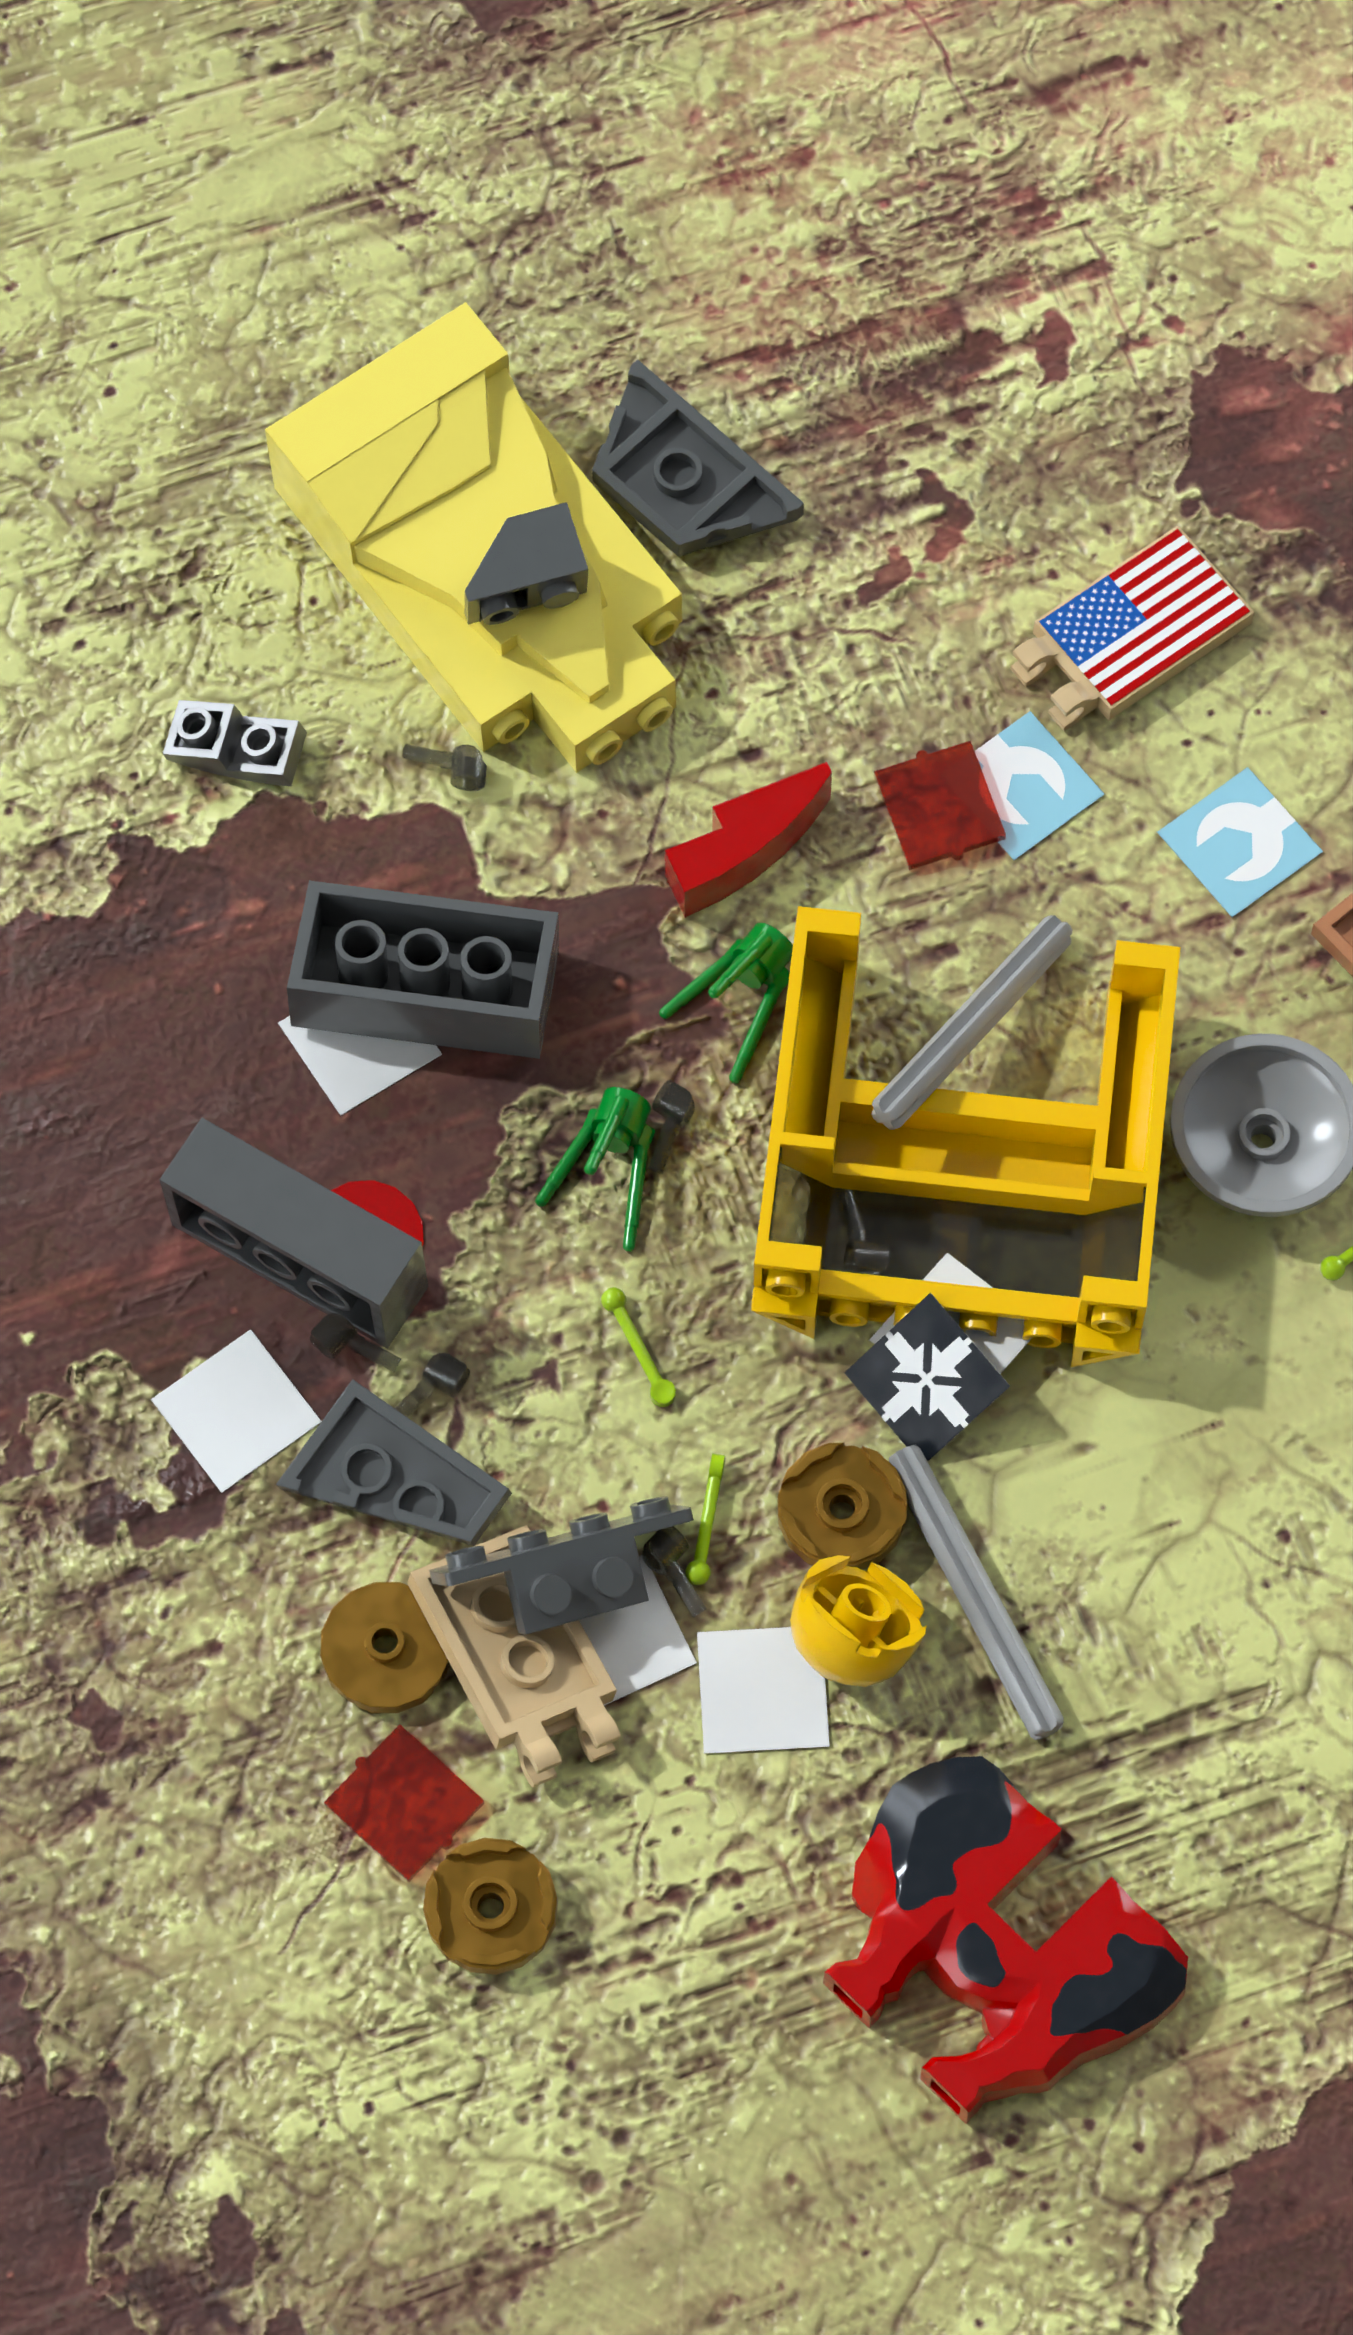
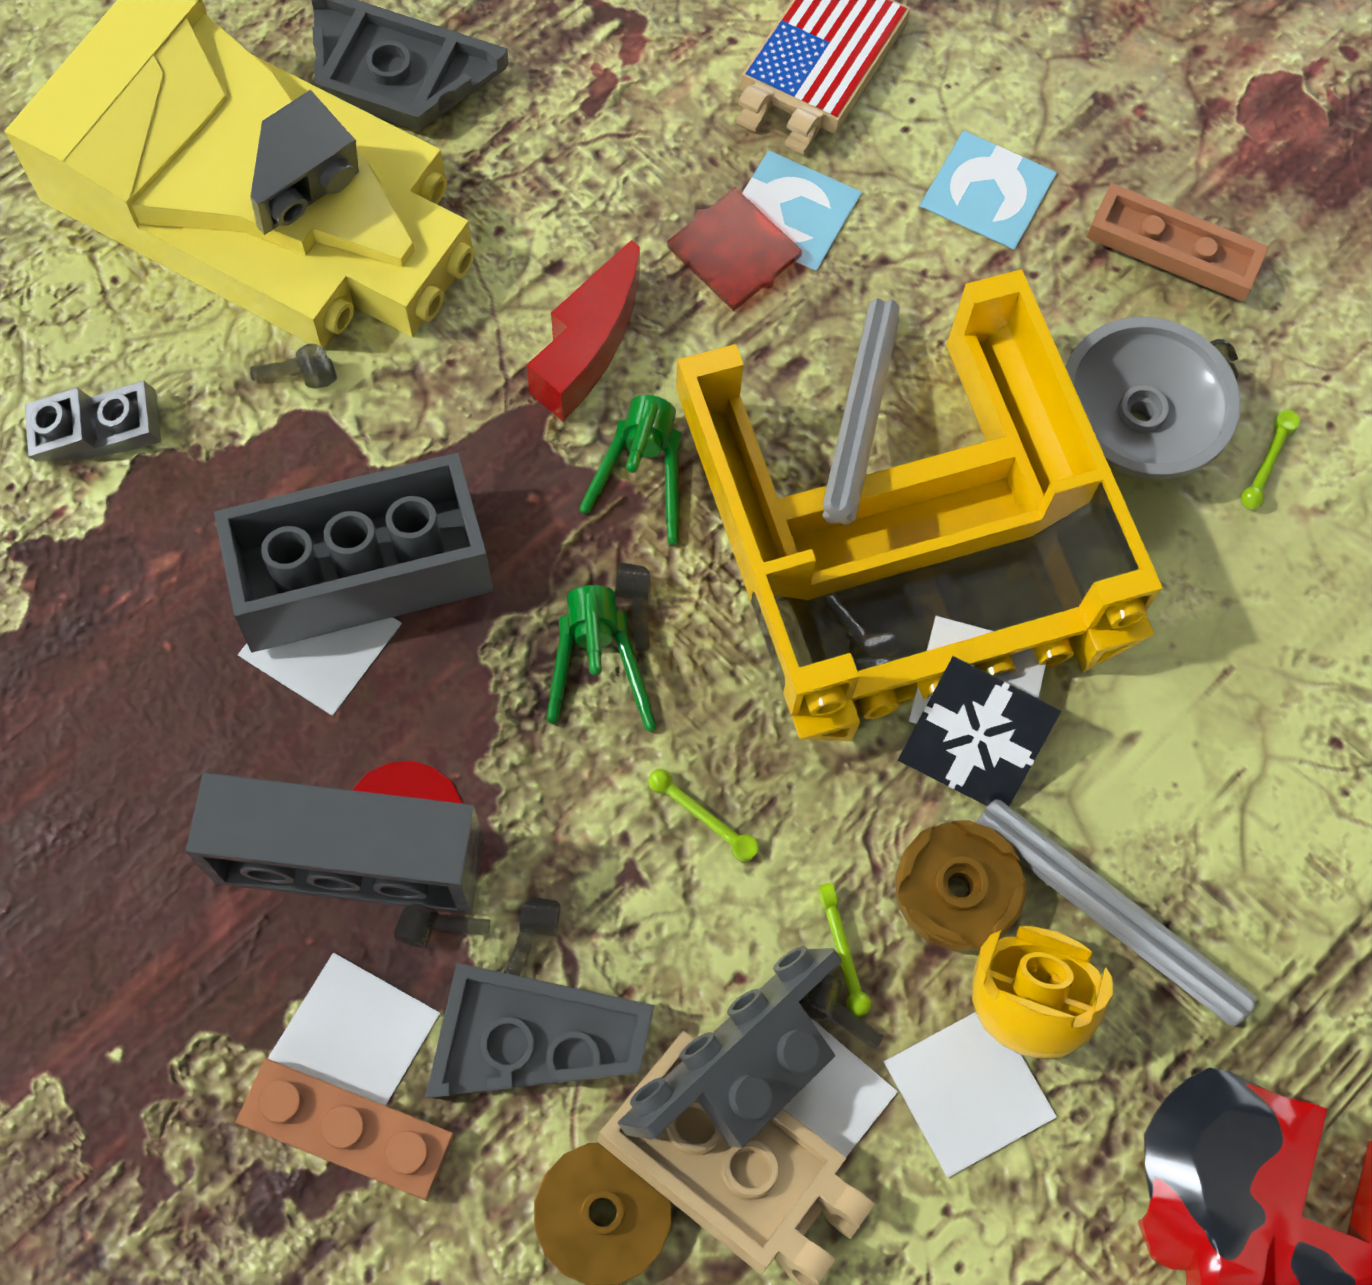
camera: 30 degrees left, 0 degrees up
(197, 1483) = (345, 1129): none -> nougat plate

